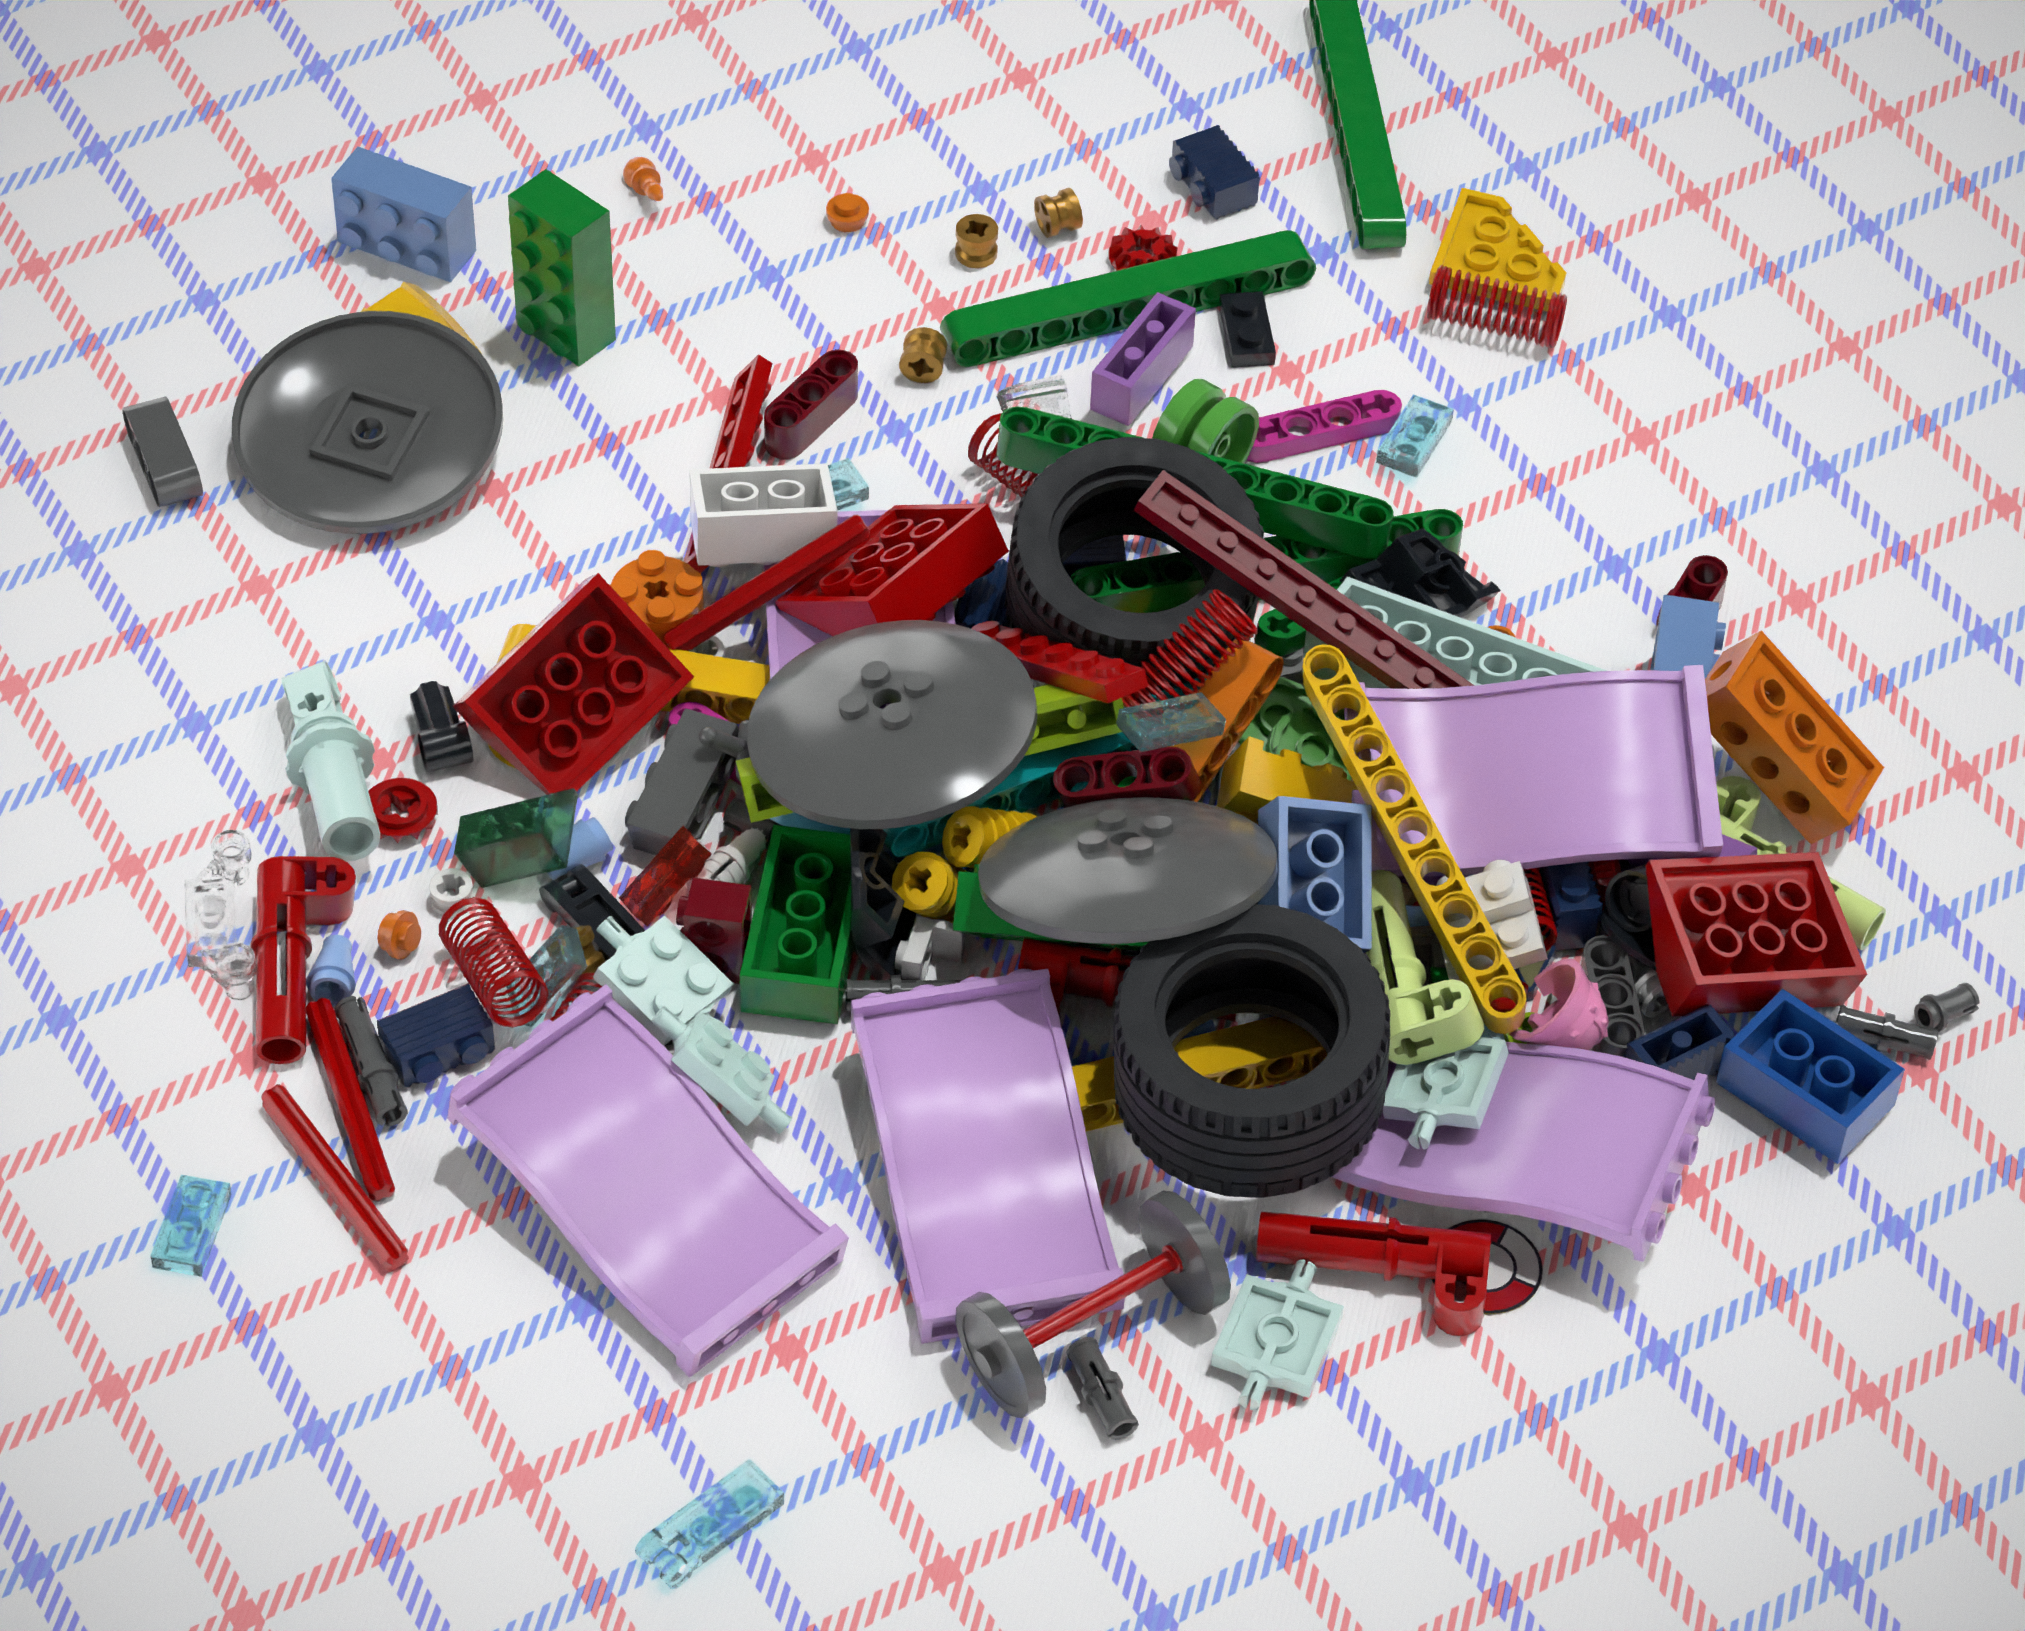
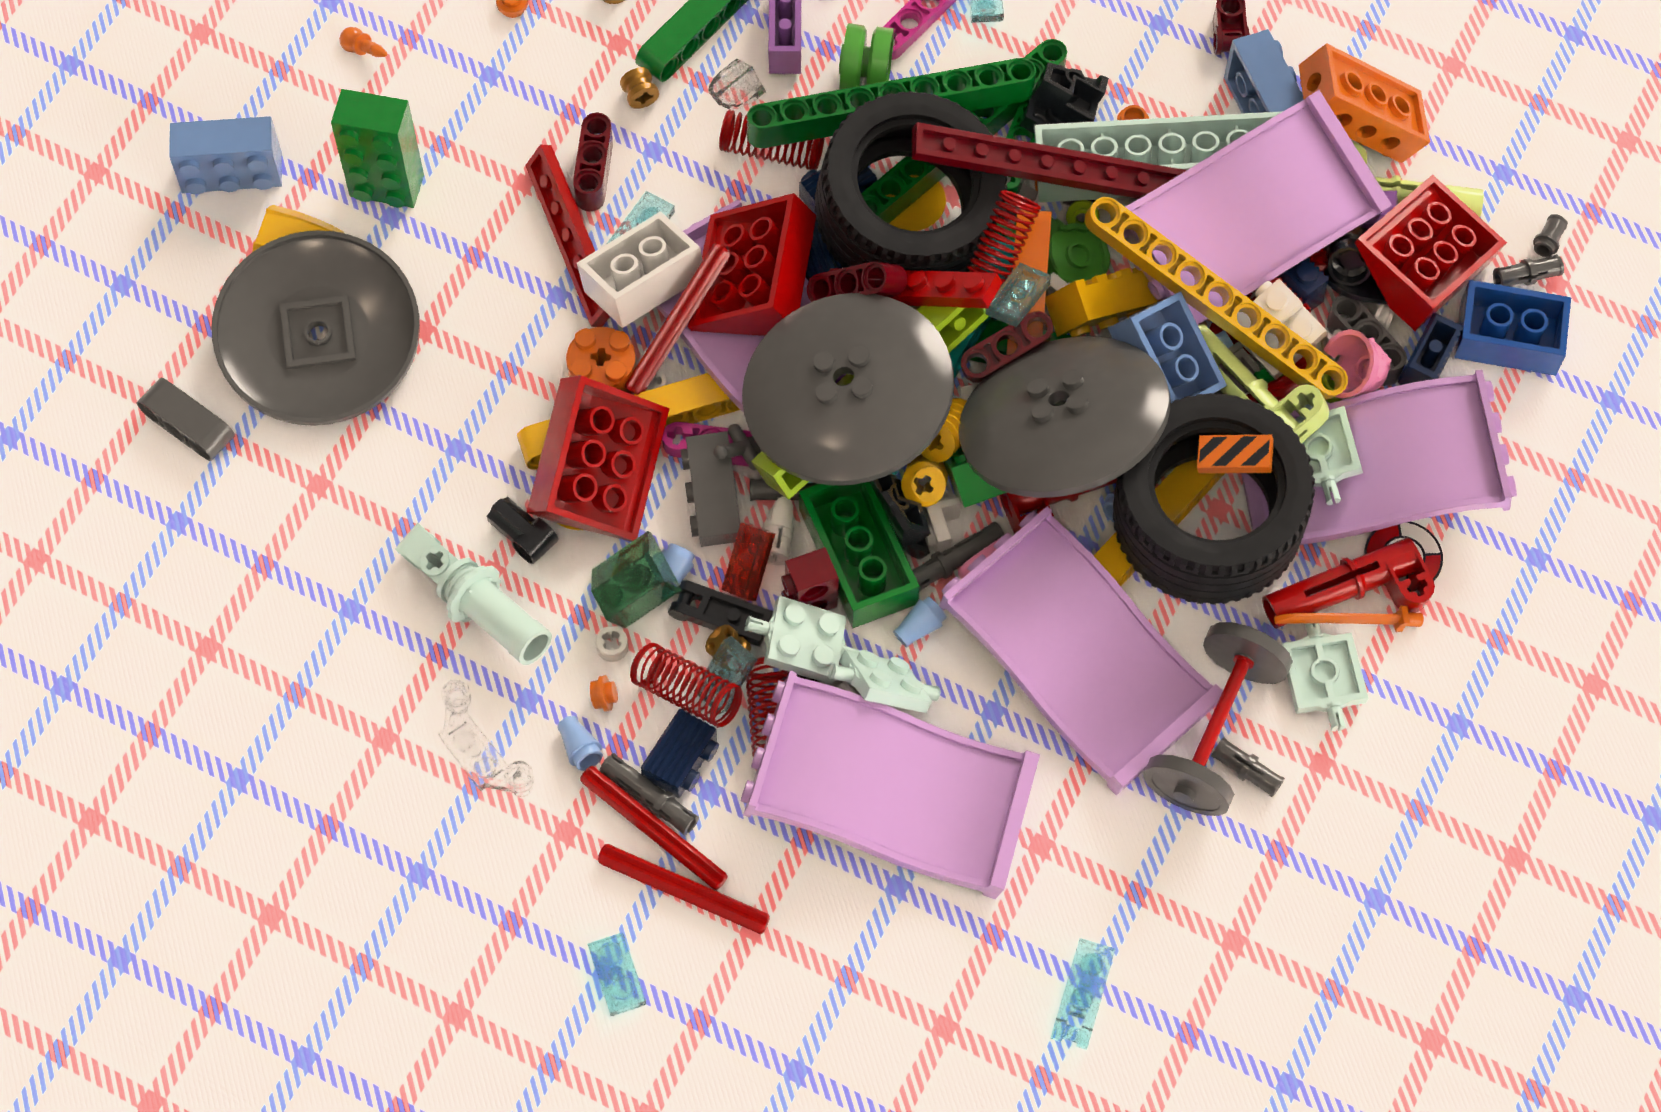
camera: 30 degrees left, 15 degrees up
(288, 909) = (538, 745): red piece -> none
(408, 796) = (532, 588): red gear -> none
(822, 1041) = (920, 621): none -> light blue cone
(1002, 621) = (864, 278): none -> dark red beam
(1294, 992) = (1235, 454): none -> orange tile
(1422, 1327) = (1399, 619): none -> orange sword

